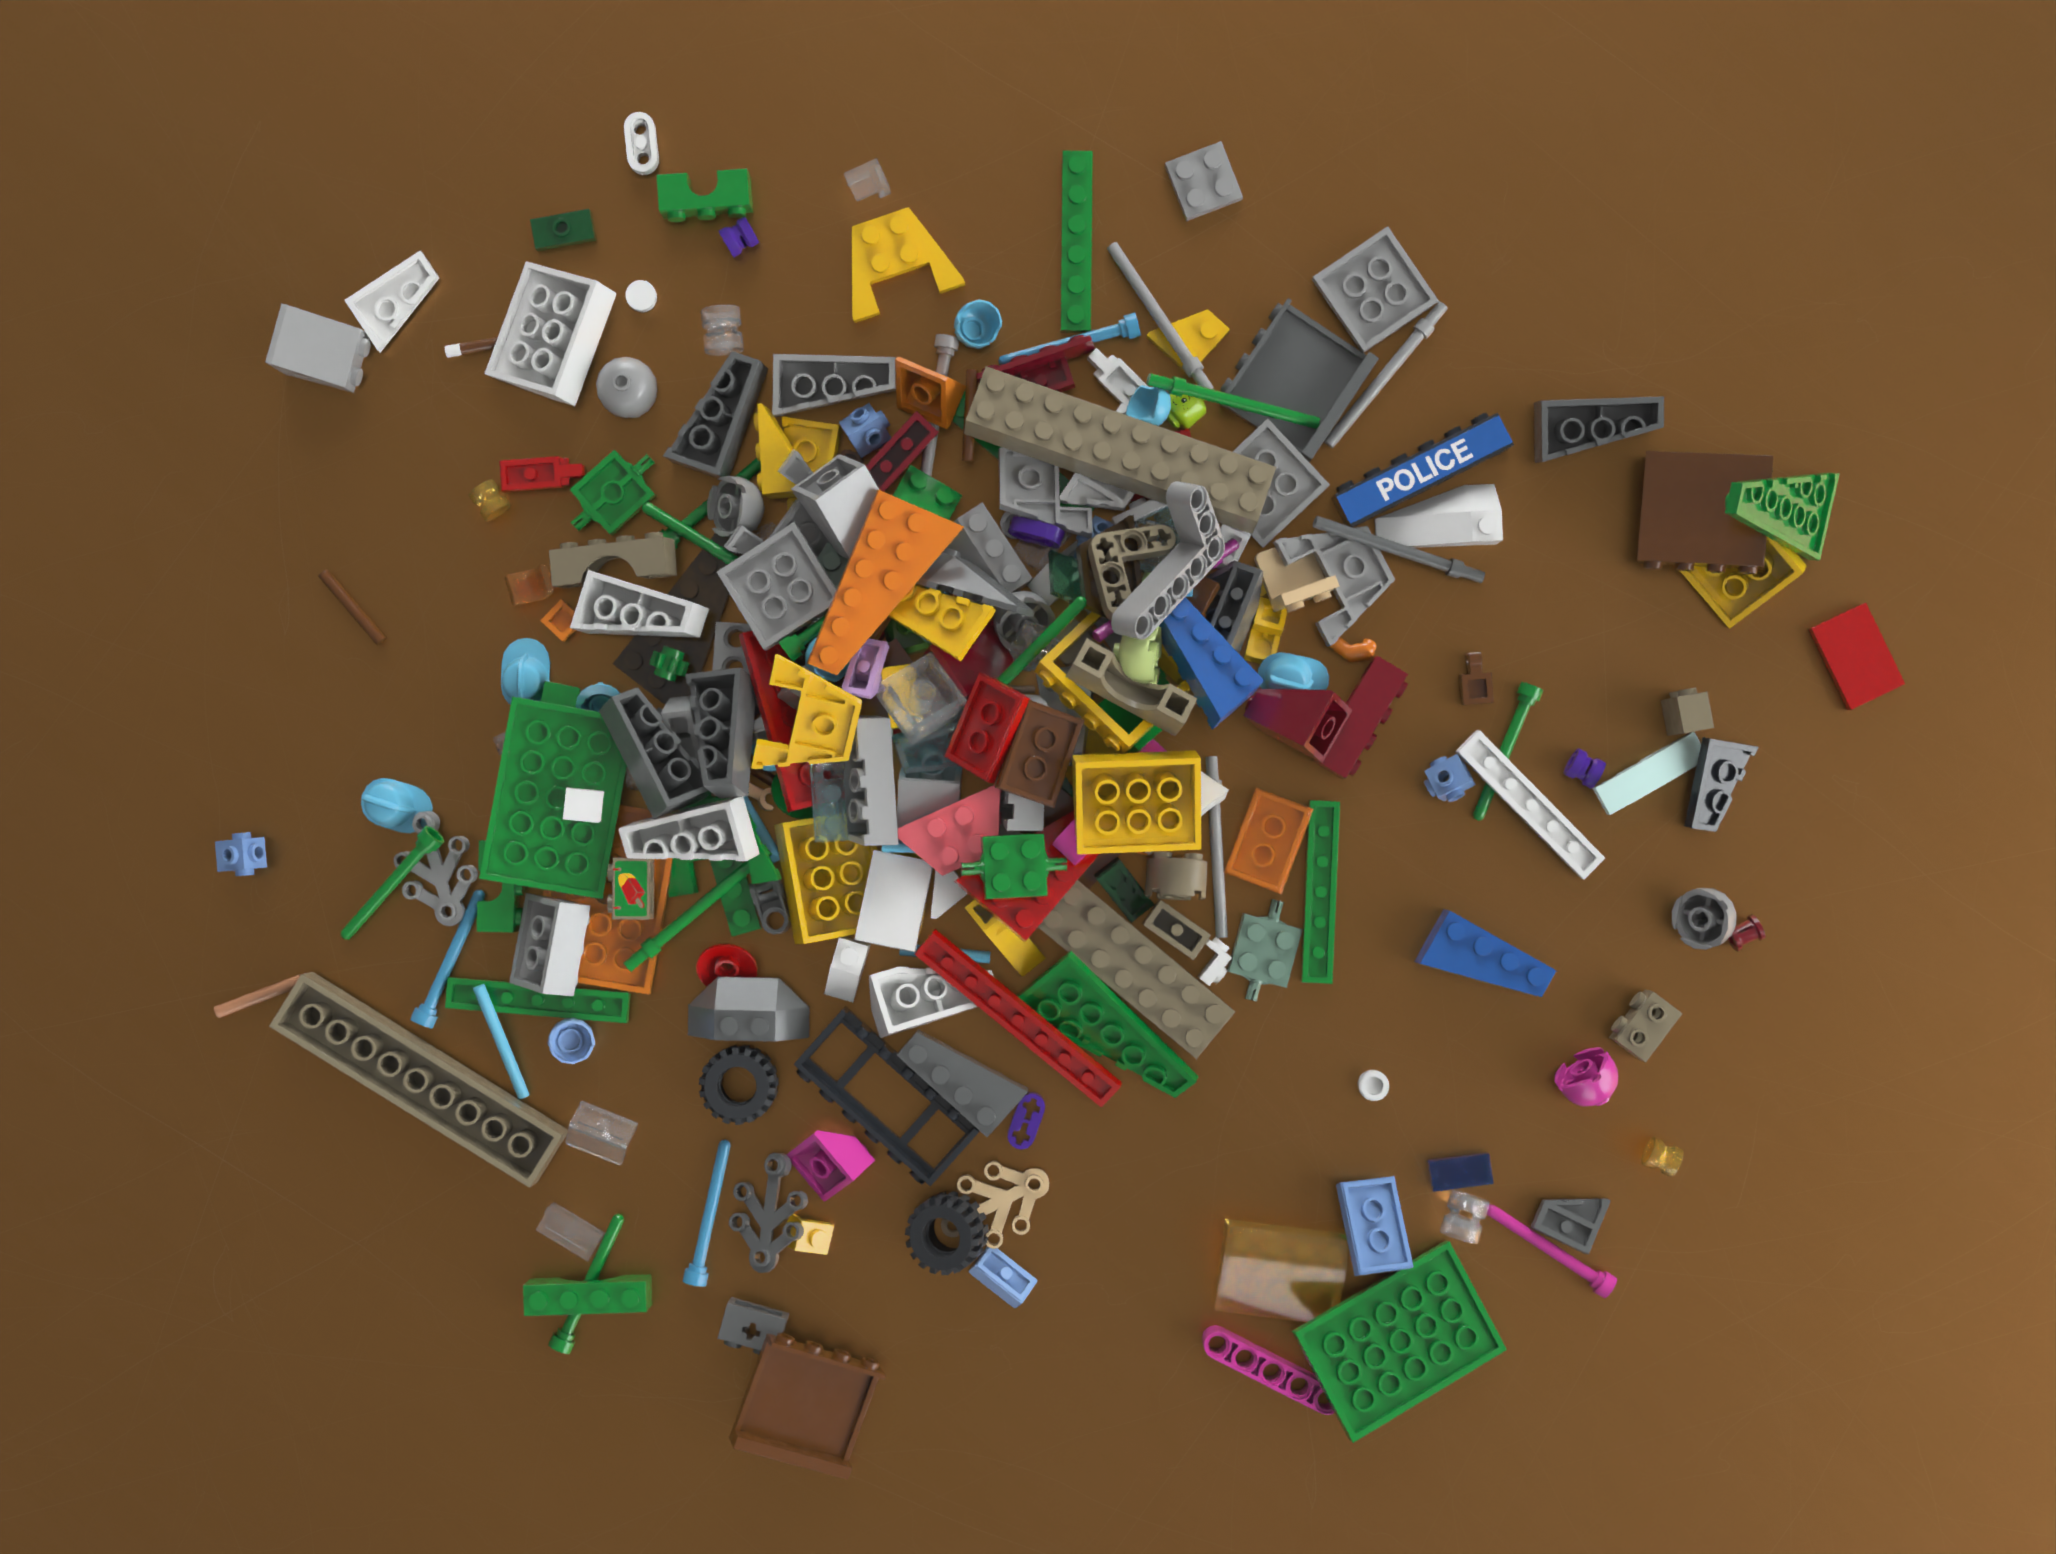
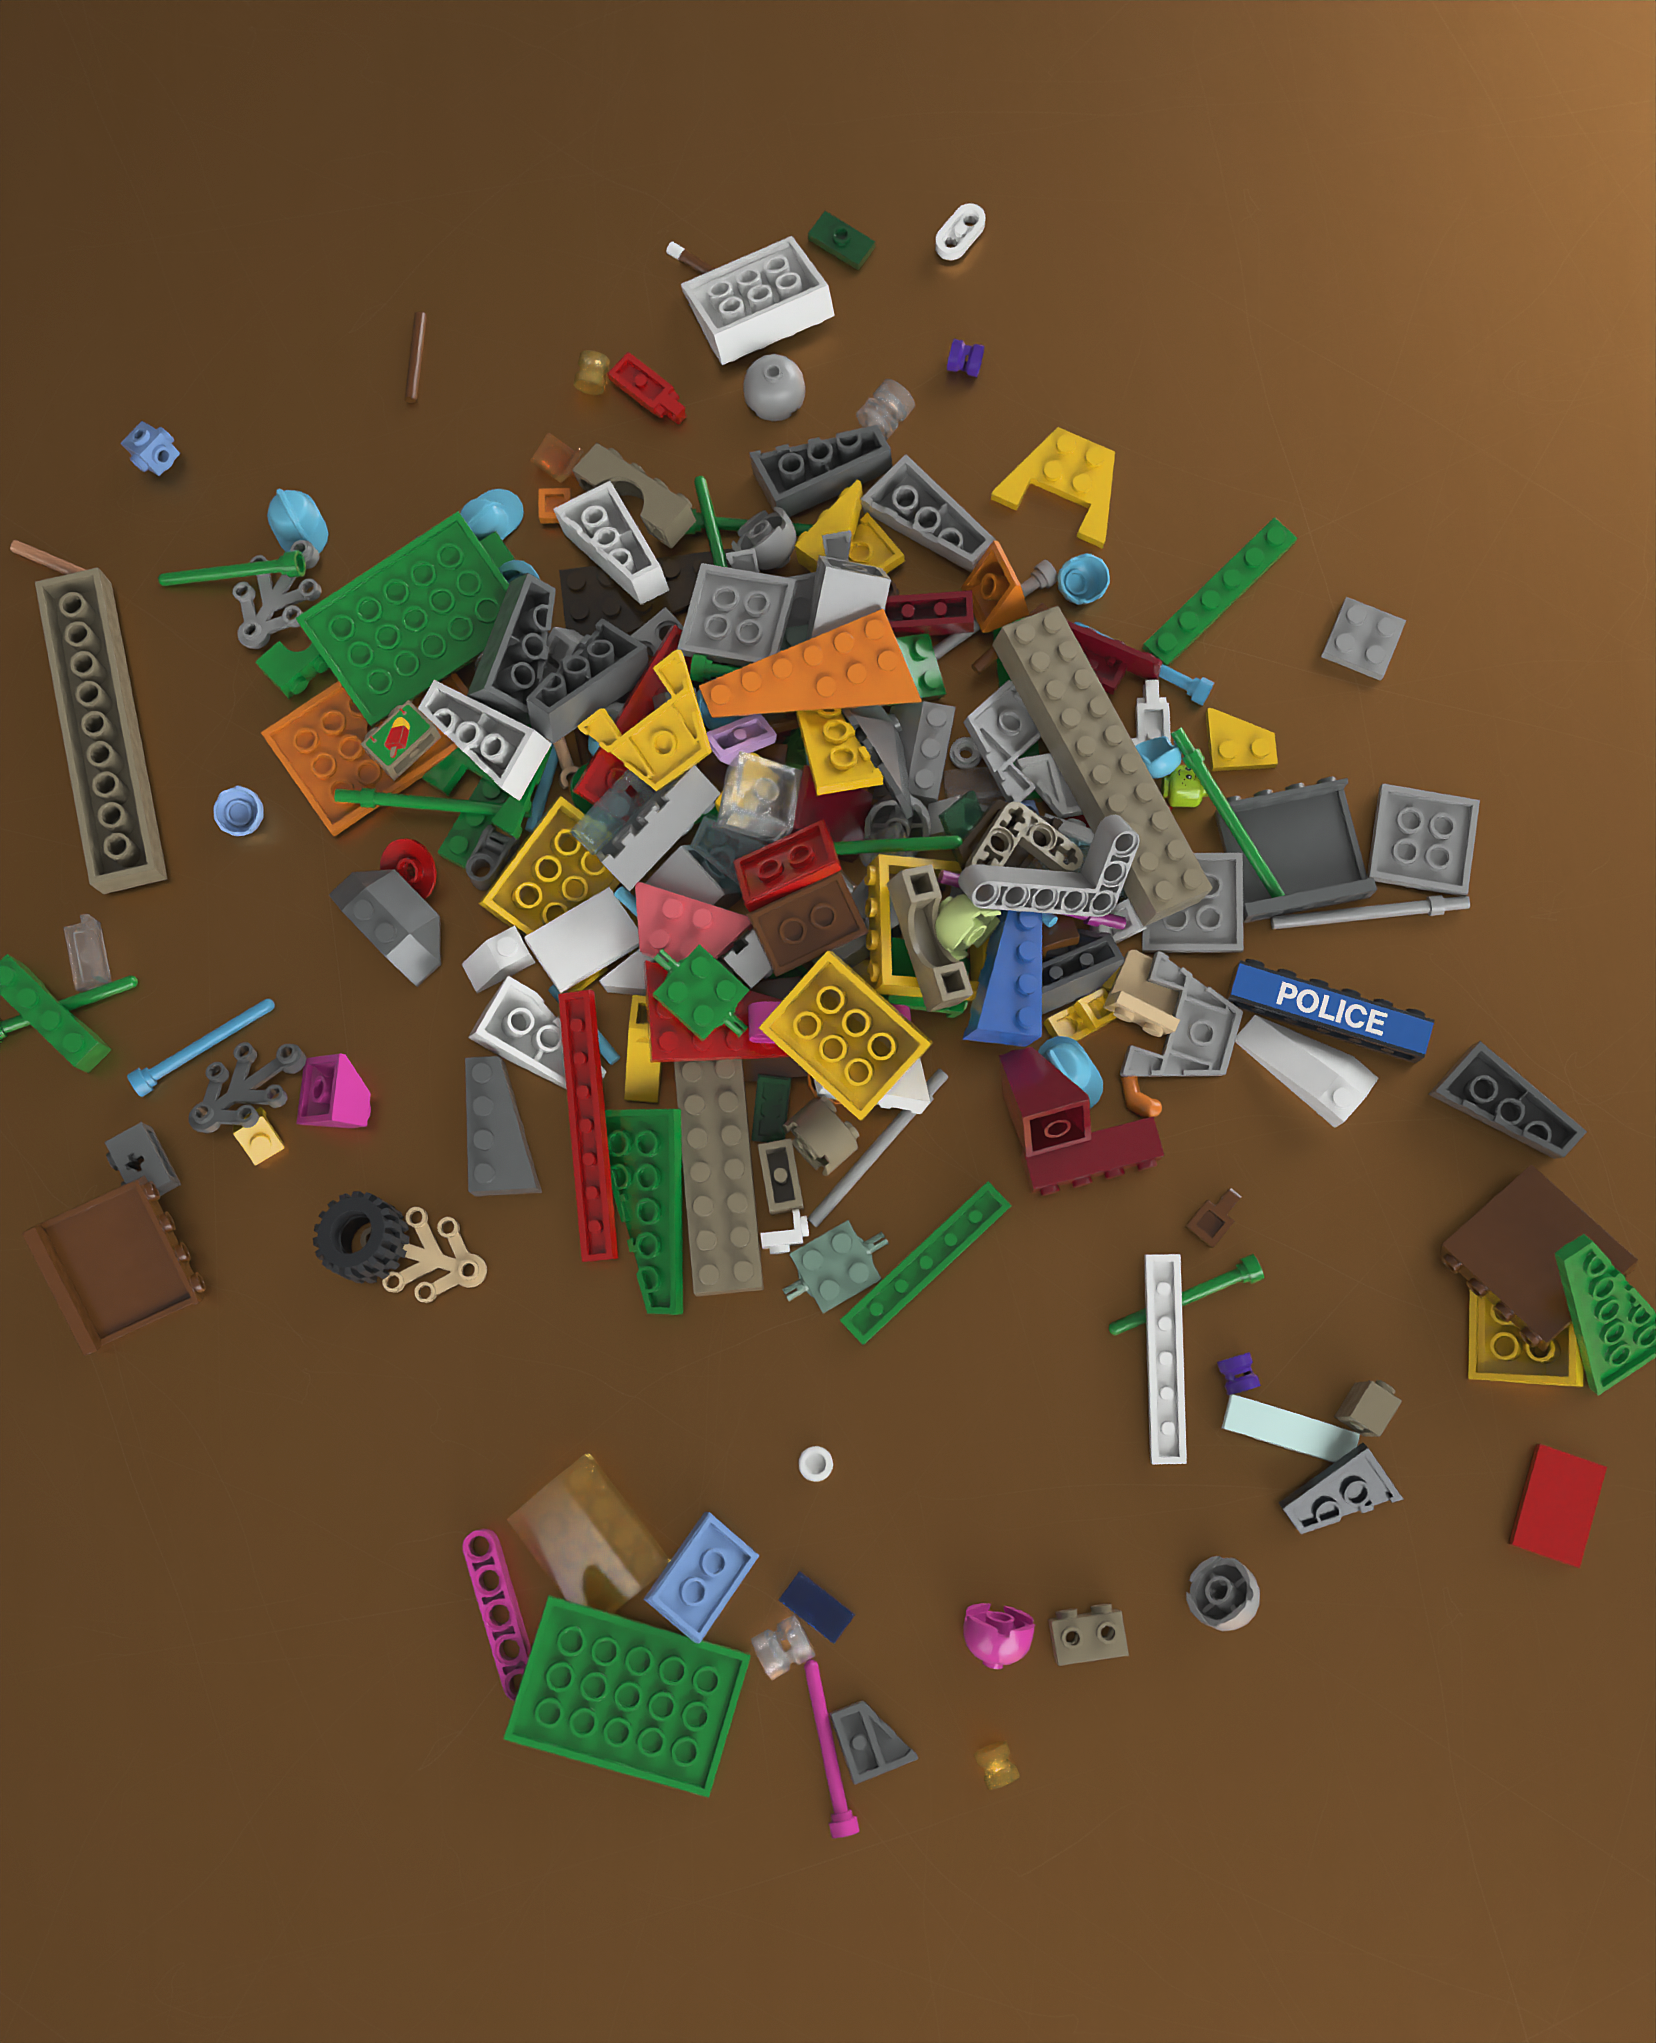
camera: 45 degrees right, 10 degrees down
(318, 349) = (579, 155): light grey slope -> none
(392, 298) = (669, 174): white wing -> none
(426, 1013) = (158, 689): dark azure piece -> none
(501, 1041) = (187, 762): medium azure bar -> none
(514, 999) = (247, 759): green plate -> none
(550, 945) = (297, 723): light grey slope -> none
(583, 805) = (426, 635): white panel -> none
(600, 1133) = (187, 902): clear panel -> none
(612, 492) = (686, 450): green plate -> none
(641, 296) = (851, 336): white tile -> none
(669, 663) = (599, 602): green gear -> none
(717, 1099) = (307, 947): black tyre -> none
(730, 196) = (986, 324): green arch -> none
(857, 1112) = (392, 1076): black window -> none
(866, 429) = (920, 574): medium blue brick -> none
(867, 180) = (1103, 402): clear panel -> none
(1003, 1276) = (370, 1321): light blue slope -> none
(1033, 1122) = (510, 1207): dark purple beam -> none
(1036, 532) = (974, 767): dark purple beam -> none
(1191, 365) = (1221, 758): light grey bar -> none
(1268, 840) = (924, 1181): orange tile -> none
(1452, 567) = (1281, 1111): dark grey bar -> none
(1458, 781) = (1118, 1271): medium blue brick -> none
(1475, 953) = (1005, 1440): blue wedge -> none
(1746, 933) = (1247, 1644): dark red bush -> none

